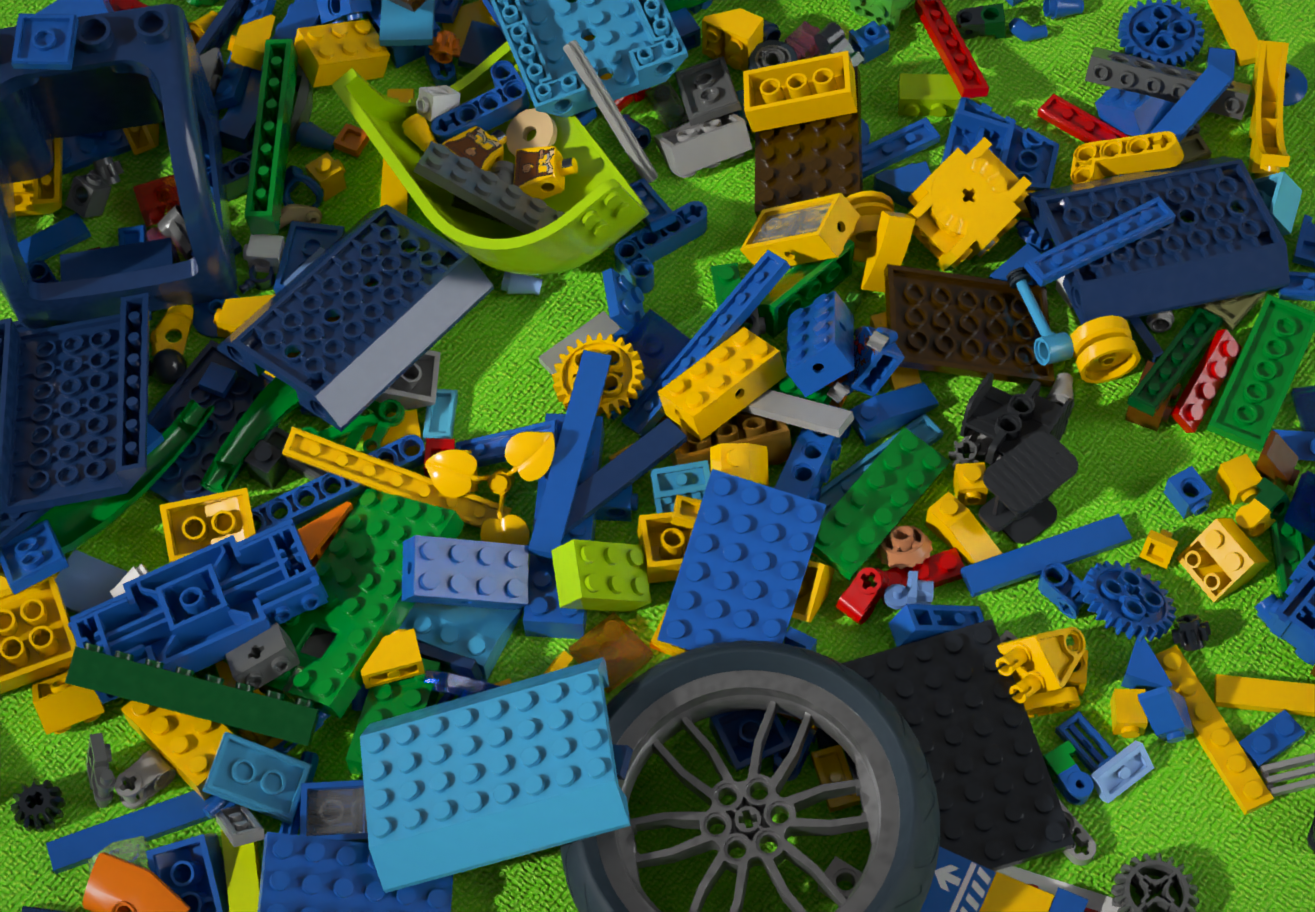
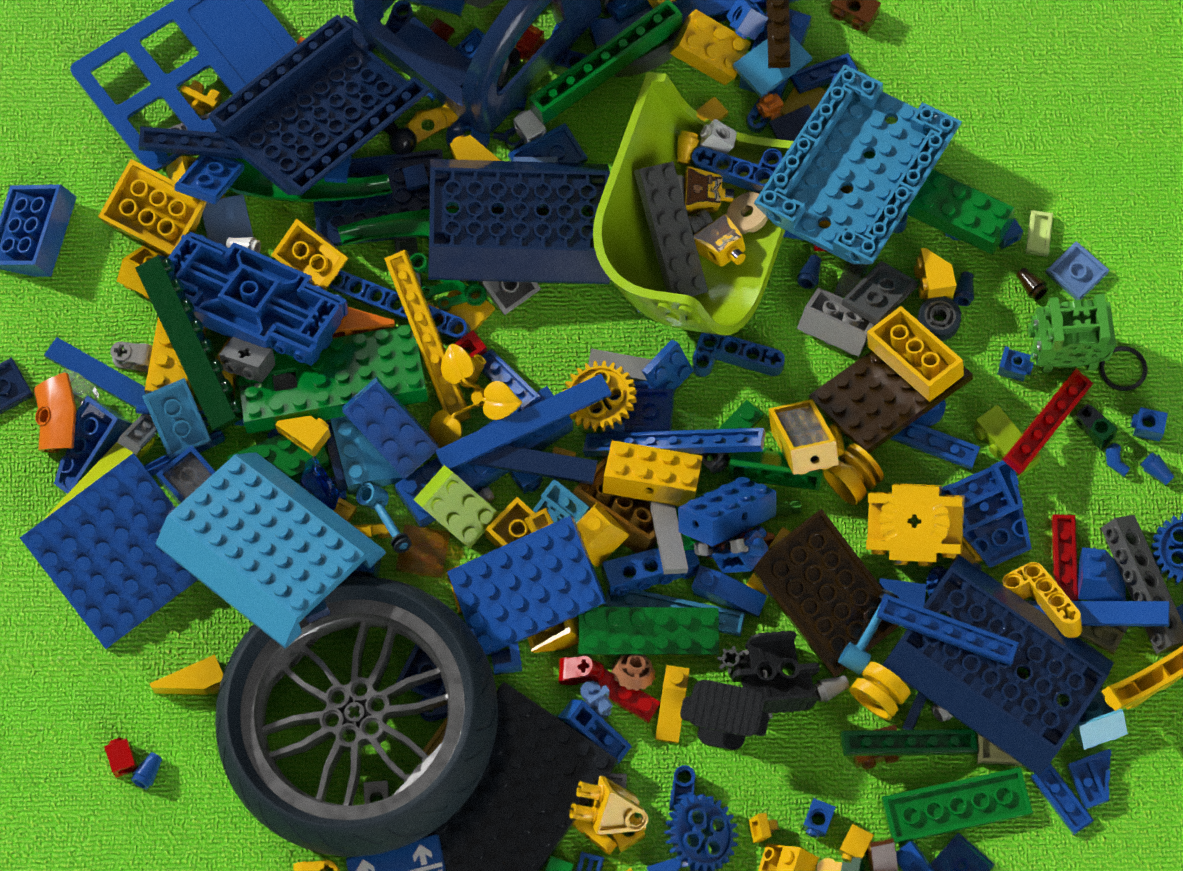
camera: 50 degrees right, 10 degrees up
(38, 805) = (75, 305): black gear -> none
(100, 777) = (118, 326): dark grey plate -> none
(266, 464) = (381, 249): black brick -> none
(292, 179) = (594, 97): blue piece -> none
(299, 213) = (574, 122): tan arm -> none
(314, 137) = (636, 79): blue cone -> none
(328, 174) = (614, 116): yellow brick -> none
(441, 416) = (503, 325): medium azure tile -> none
(525, 653) = (377, 499): none -> dark azure piece
(610, 111) = (797, 248): light grey axle -> none
(659, 213) = (757, 327): blue tile -> none
(687, 28) = (918, 238): blue brick -> none
(803, 41) = (975, 325): clear pink brick -> none
(832, 40) = (984, 350): black leg -> none
(886, 248) = (840, 498): yellow slope -> none
(901, 182) = (913, 471): blue slope -> none
(969, 483) = (713, 672): yellow brick -> none
(1032, 558) = (699, 760): blue tile -> none
(1206, 381) = (917, 772): red plate -> none

